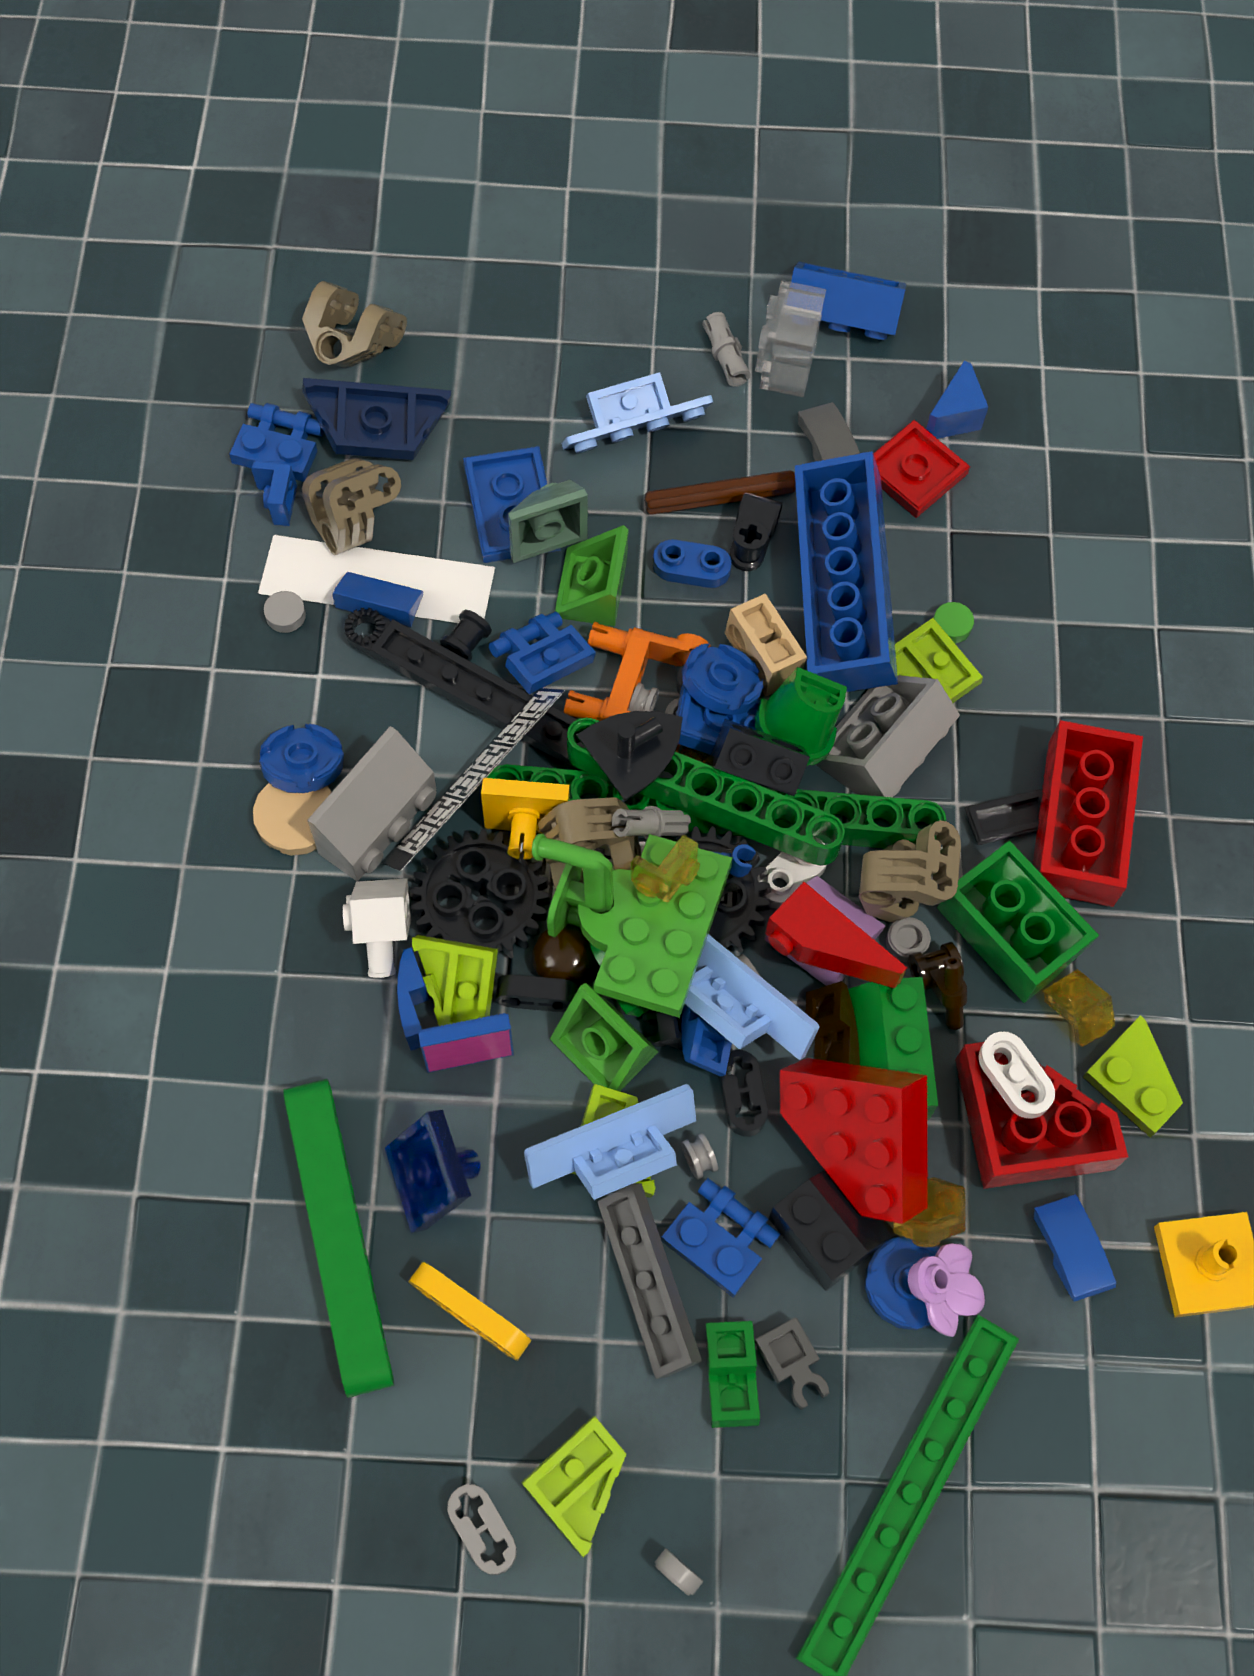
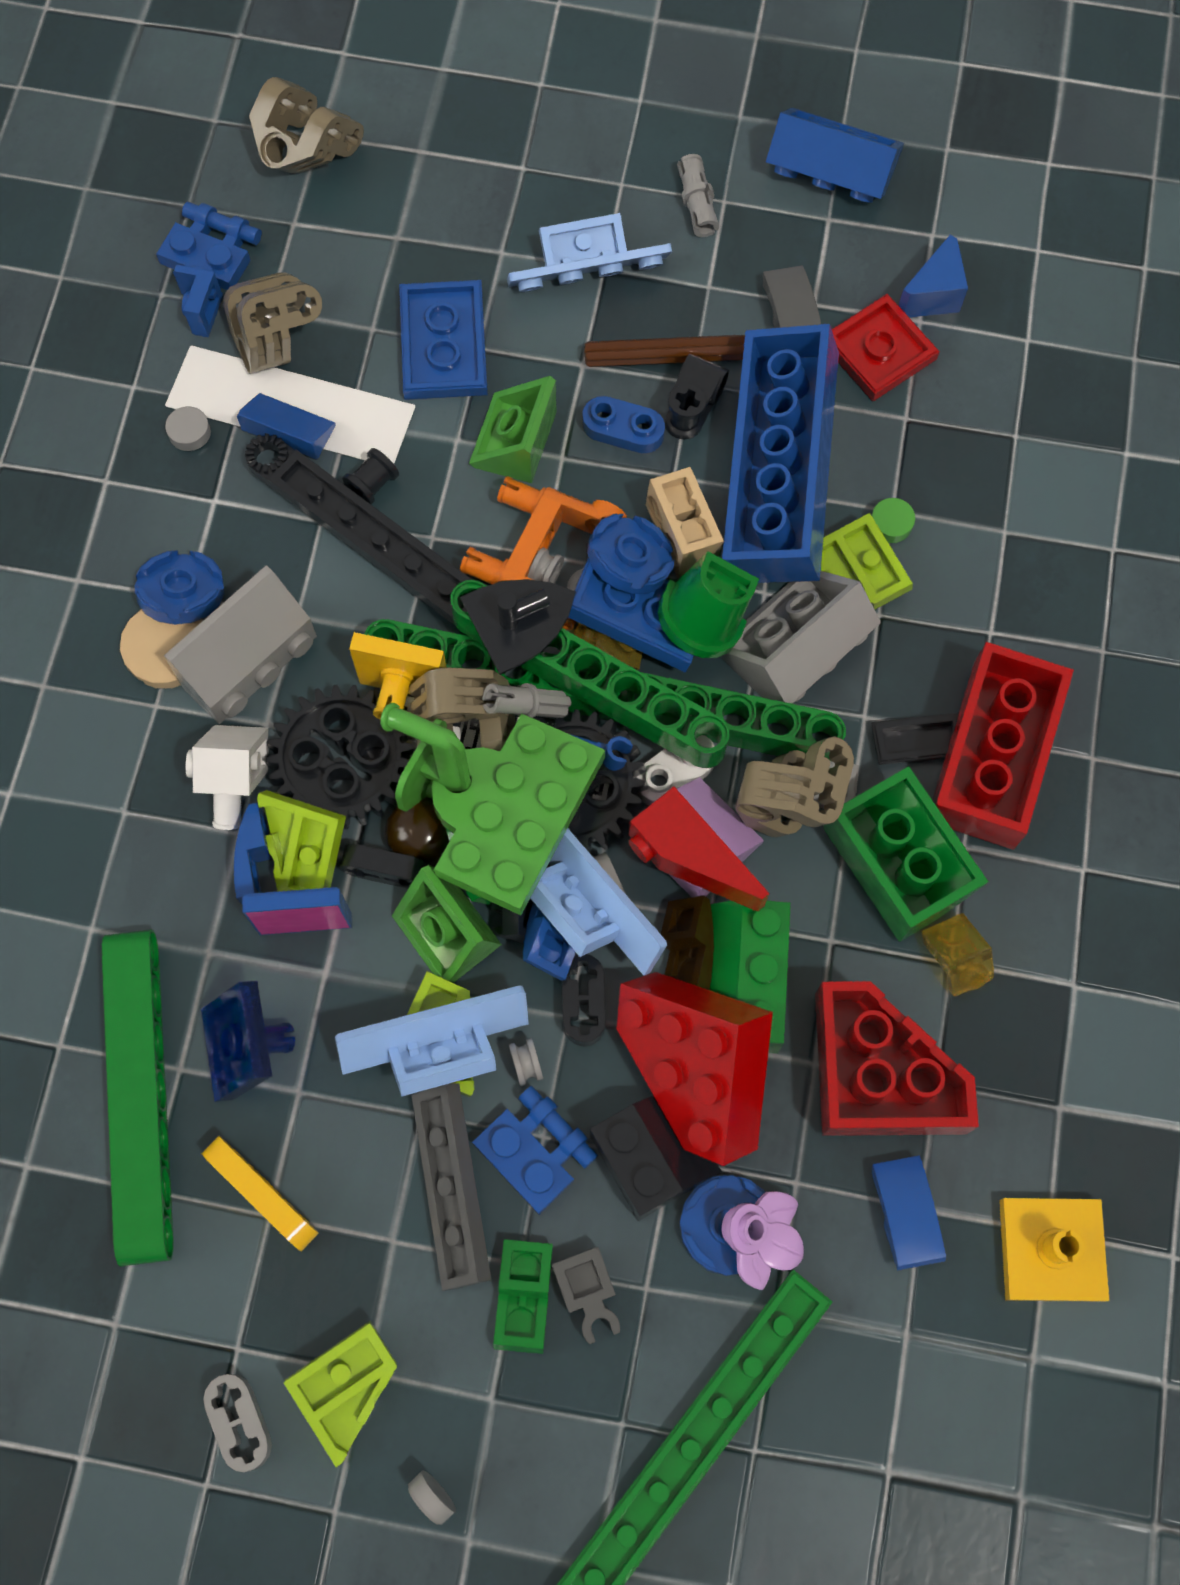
camera: 10 degrees right, 5 degrees up
(375, 417) = (314, 230): dark blue wing -> none
(471, 778) = (347, 629): sticker -> none
(546, 660) = (451, 511): blue plate -> none
(548, 520) = (471, 361): sand green slope -> none
(676, 869) = (537, 757): clear yellow bracket -> none
(759, 757) = (652, 644): black brick -> none
(790, 338) = (765, 189): clear piece -> none
(907, 937) = (786, 858): light grey tile -> none
(942, 1217) = (769, 1164): clear yellow bracket -> none
(944, 974) = (815, 898): dark brown piece -> none
(1019, 1074) = (873, 1023): white plate -> none
(1137, 1079) = (1007, 1039): lime wing -> none

